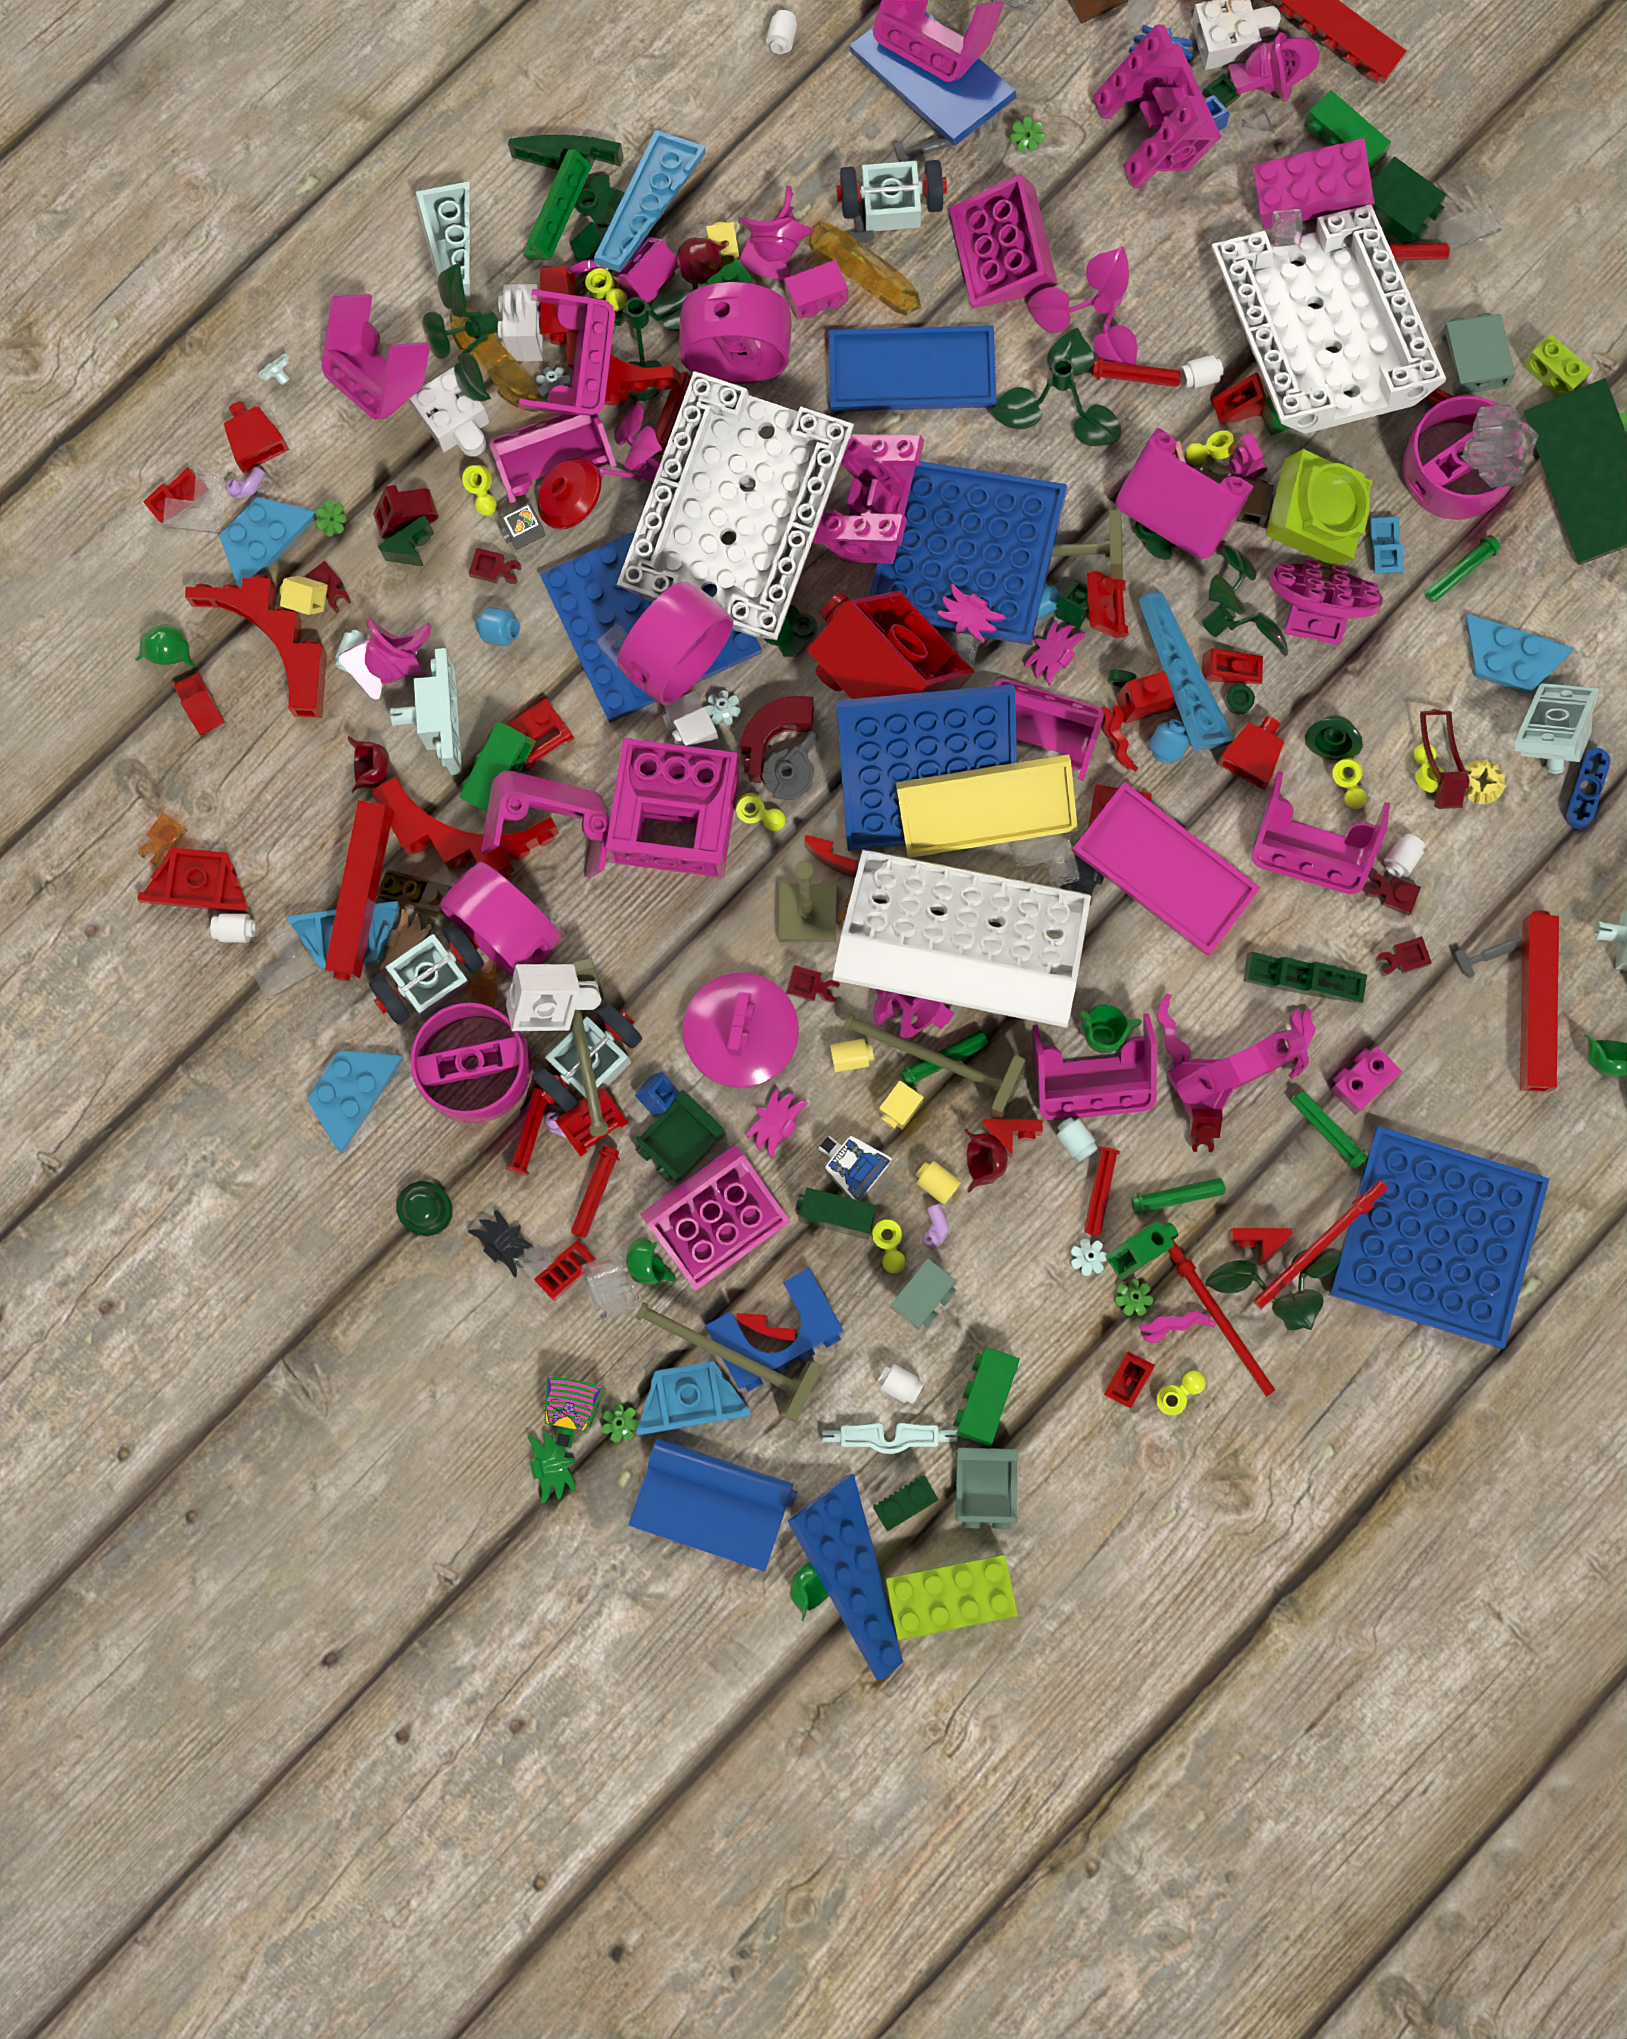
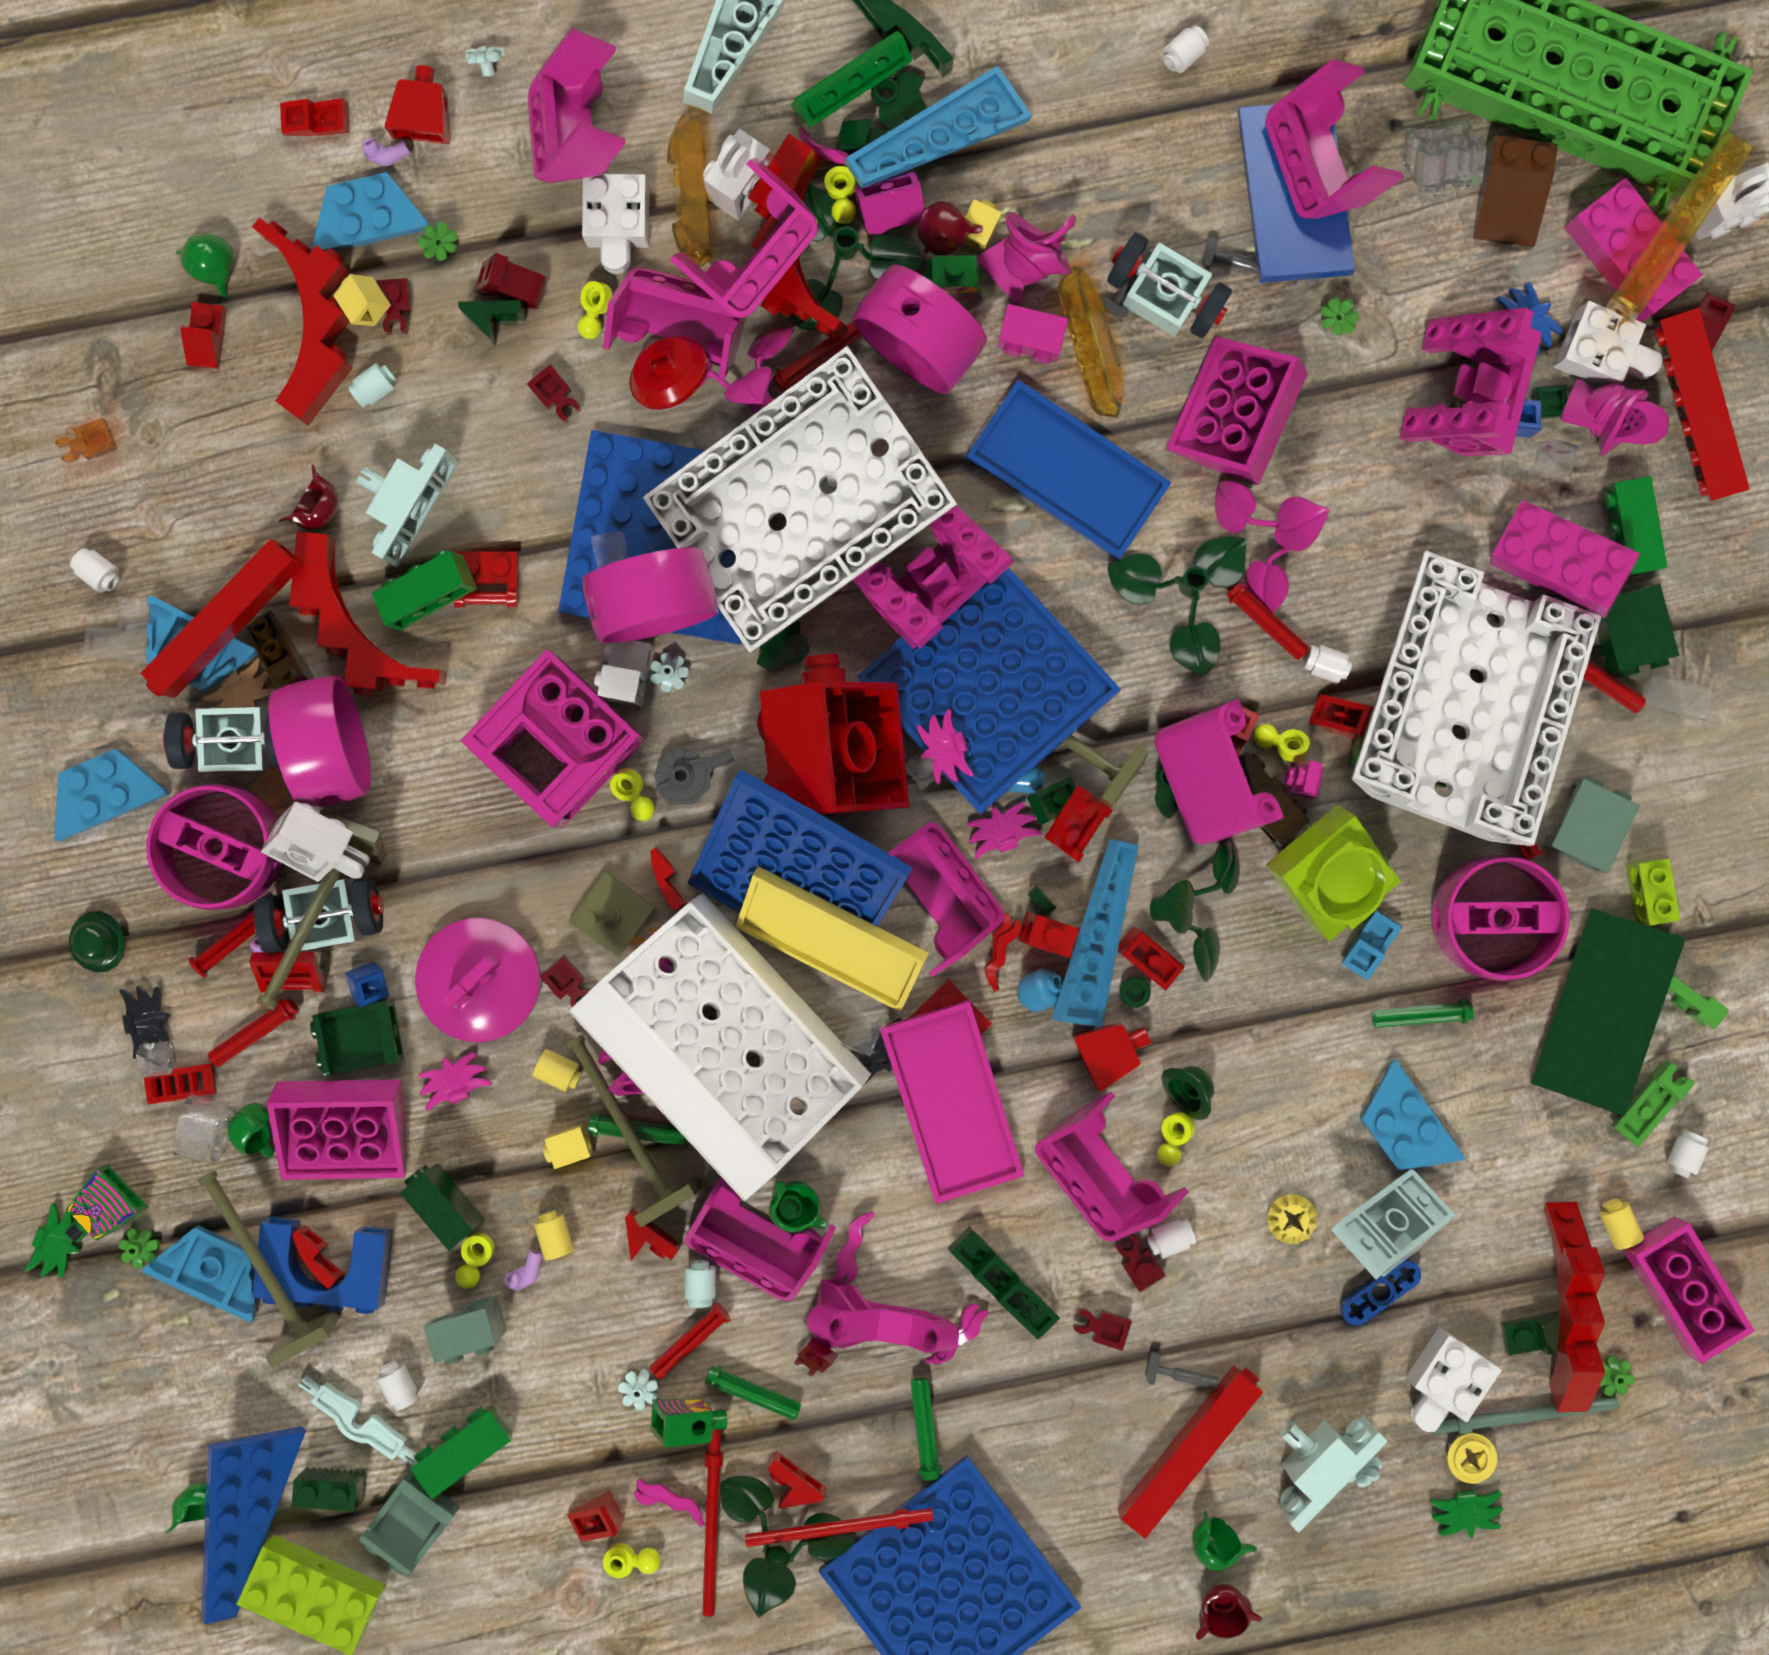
camera: 25 degrees right, 10 degrees up
(196, 881) = (92, 504): red wing -> none
(199, 515) = (324, 153): clear tile -> none
(384, 657) = (397, 411): dark pink helmet -> none
(478, 326) = (689, 150): dark green plant -> none
(498, 626) = (518, 454): dark azure head -> none
(516, 792) = (423, 632): dark pink windscreen -> none
(521, 526) = (605, 372): dark grey brick -> none
(552, 379) = (732, 249): light aqua plant -> none
(711, 1504) = (166, 1373): blue door -> none
(776, 717) = (693, 717): dark red arch -> none
(854, 1165) = (490, 1171): torso -> none
(985, 1159) = (606, 1248): dark red hair -> none
(1127, 1300) = (650, 1452): bright green plant -> none
(1286, 228) = (1507, 583): clear slope -> none
(1323, 603) = (1274, 959): dark pink bracket -> none
(1365, 1080) = (988, 1409): dark pink brick -> none
(1424, 776) = (1249, 1183): neon yellow plate -> none
(1450, 784) = (1259, 1207): dark red piece -> none
(1500, 446) = (1531, 946): clear brick -> none

